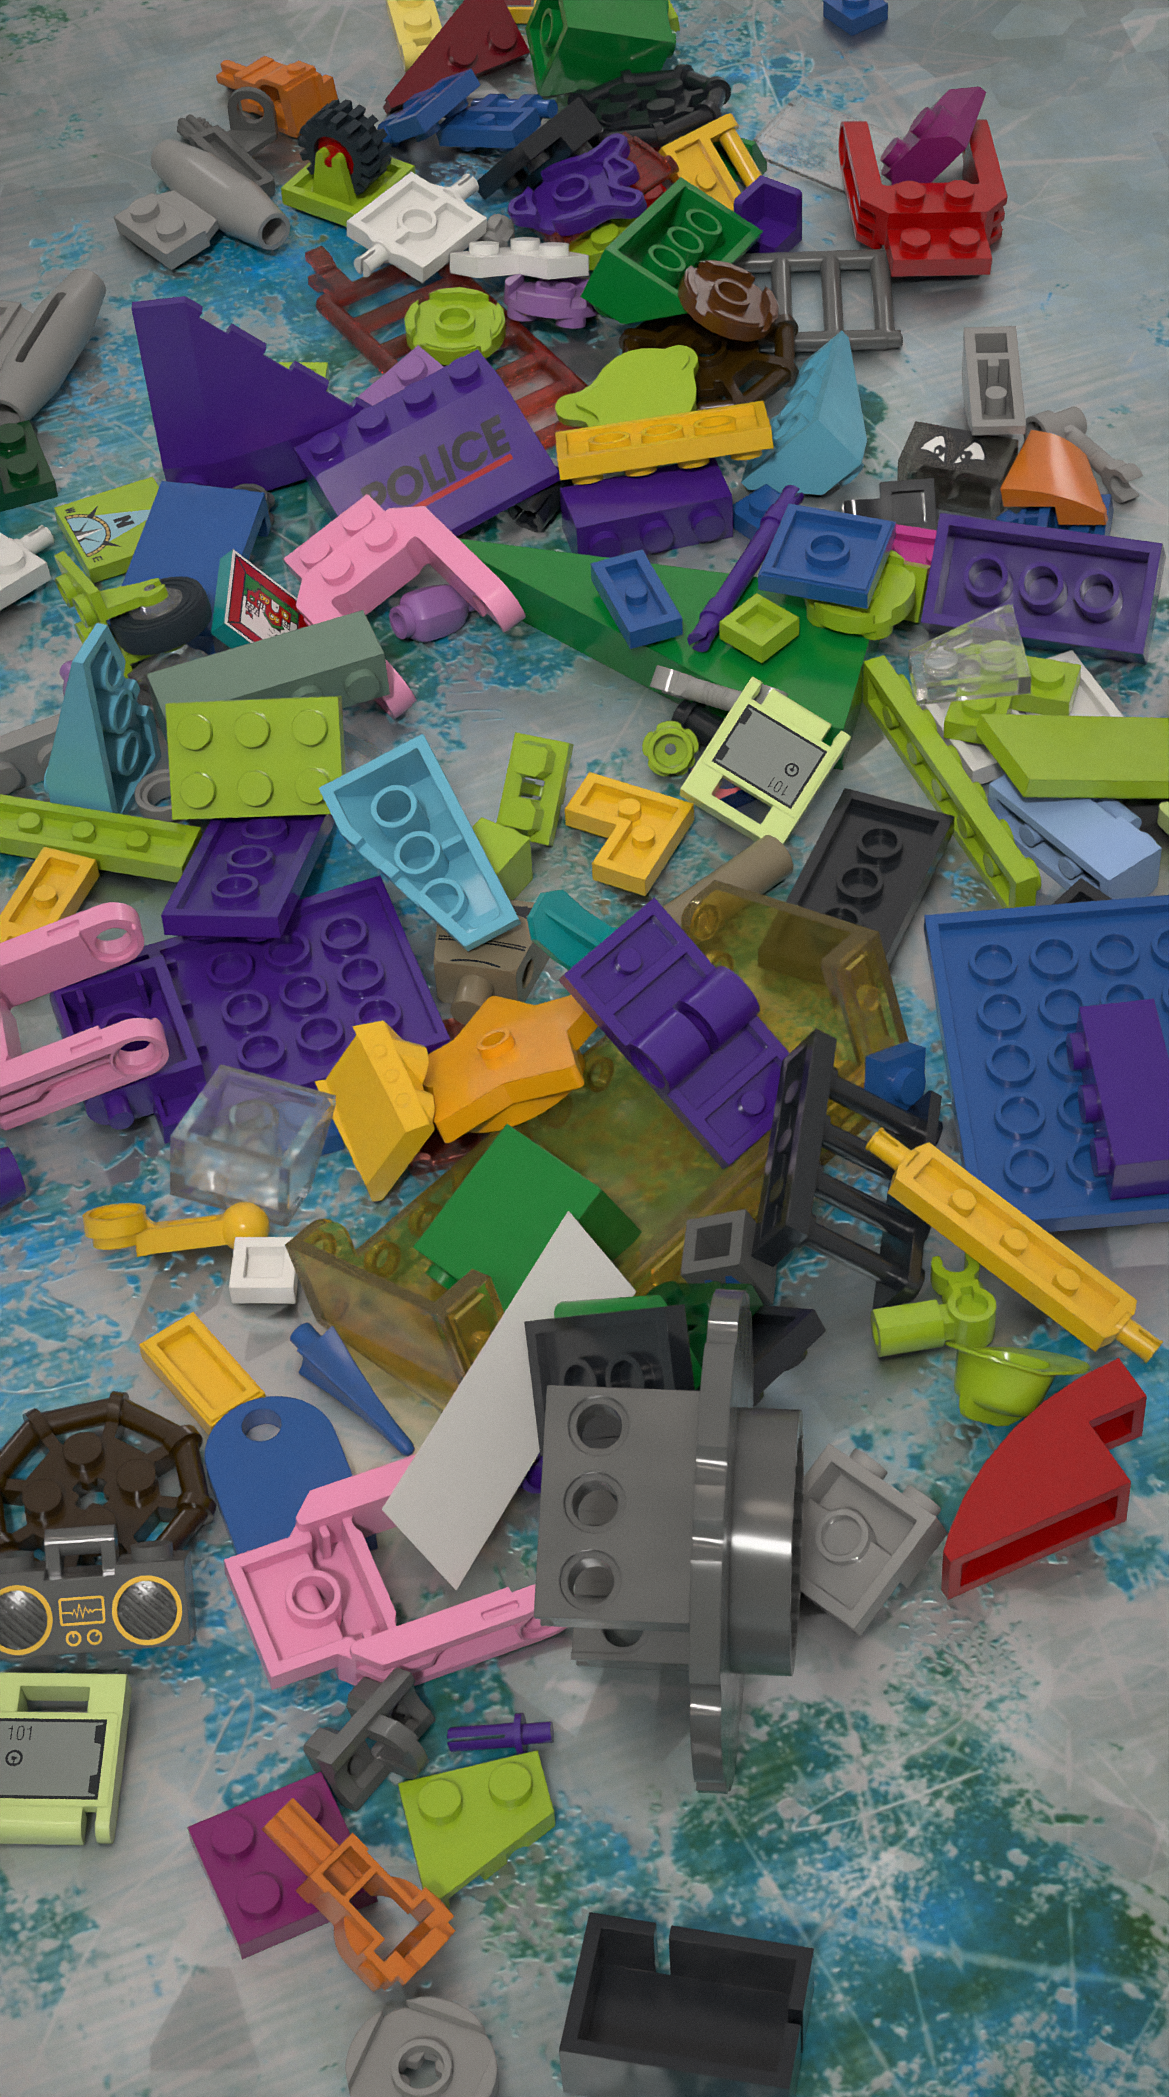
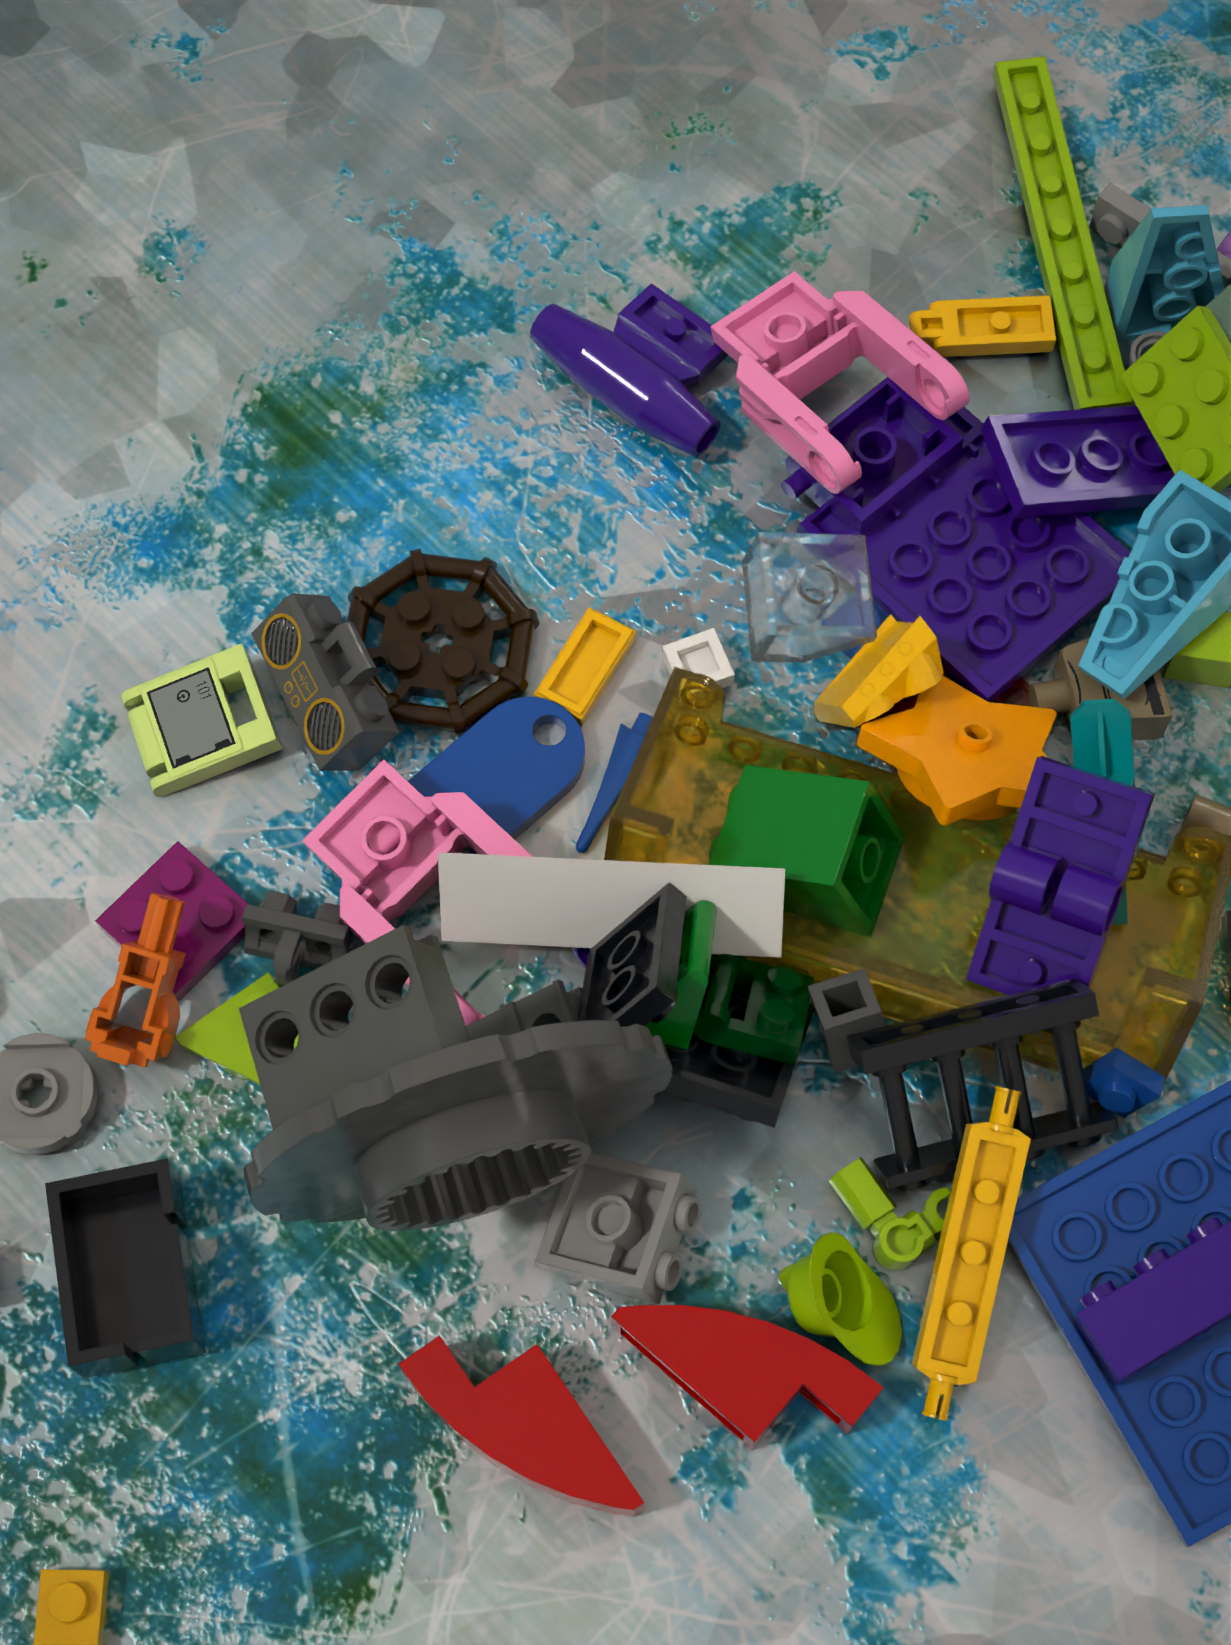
camera: 65 degrees right, 20 degrees up
(128, 1225) = (690, 539): yellow piece -> none
(1025, 1696) = (524, 1426): none -> red slope

